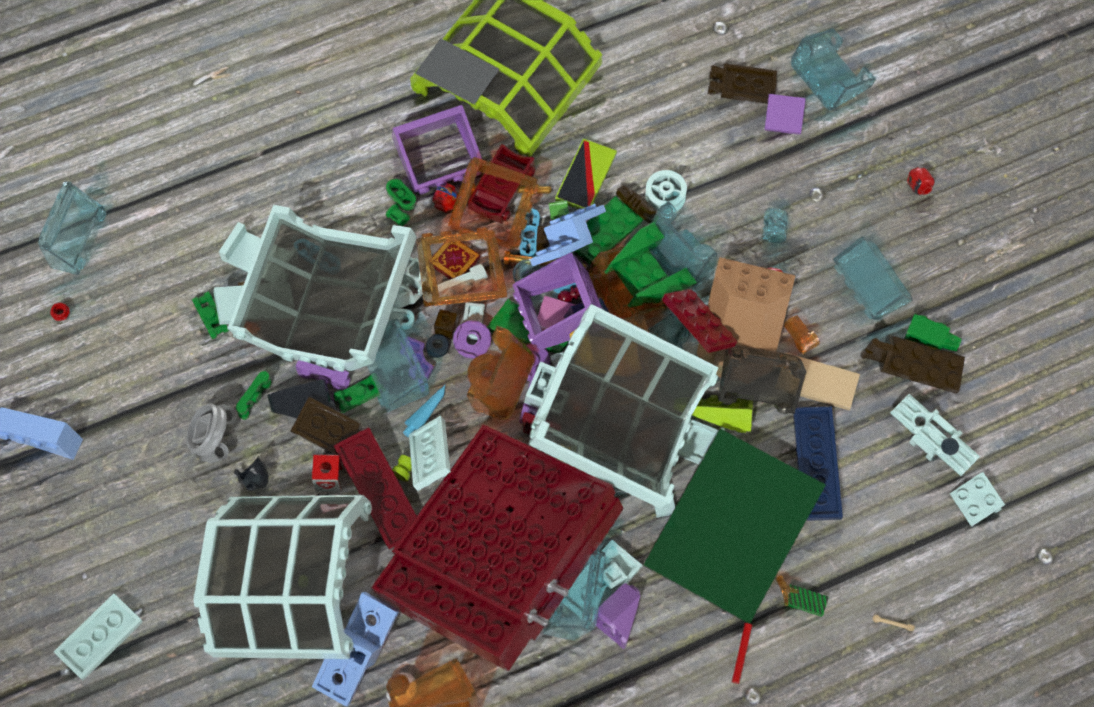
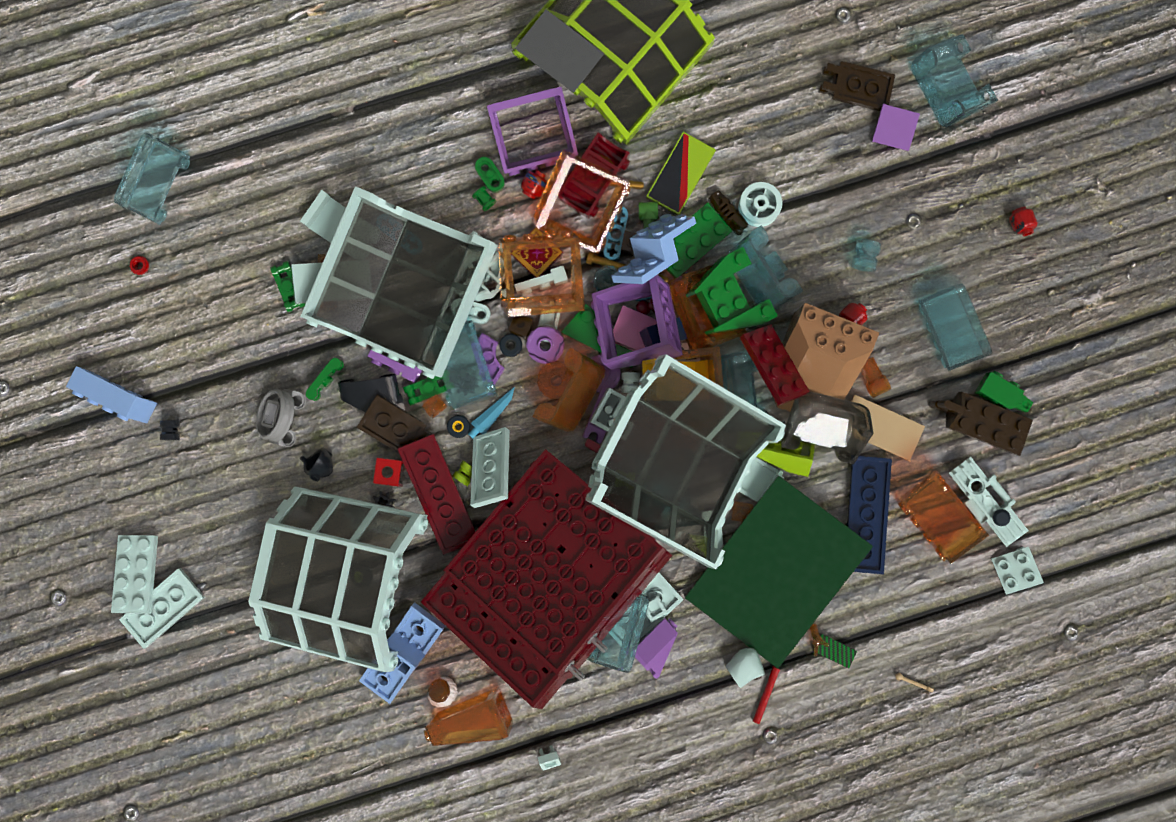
camera: 10 degrees right, 20 degrees up
(68, 604) = (134, 574): none -> light aqua plate
(98, 460) = (169, 430): none -> black wheel
(366, 408) = (434, 406): none -> clear orange slope
(392, 433) = (452, 423): none -> black wheel
(687, 474) = (740, 511): none -> clear orange tile
(715, 624) = (745, 666): none -> light aqua piece
(889, 451) = (942, 517): none -> clear orange windscreen

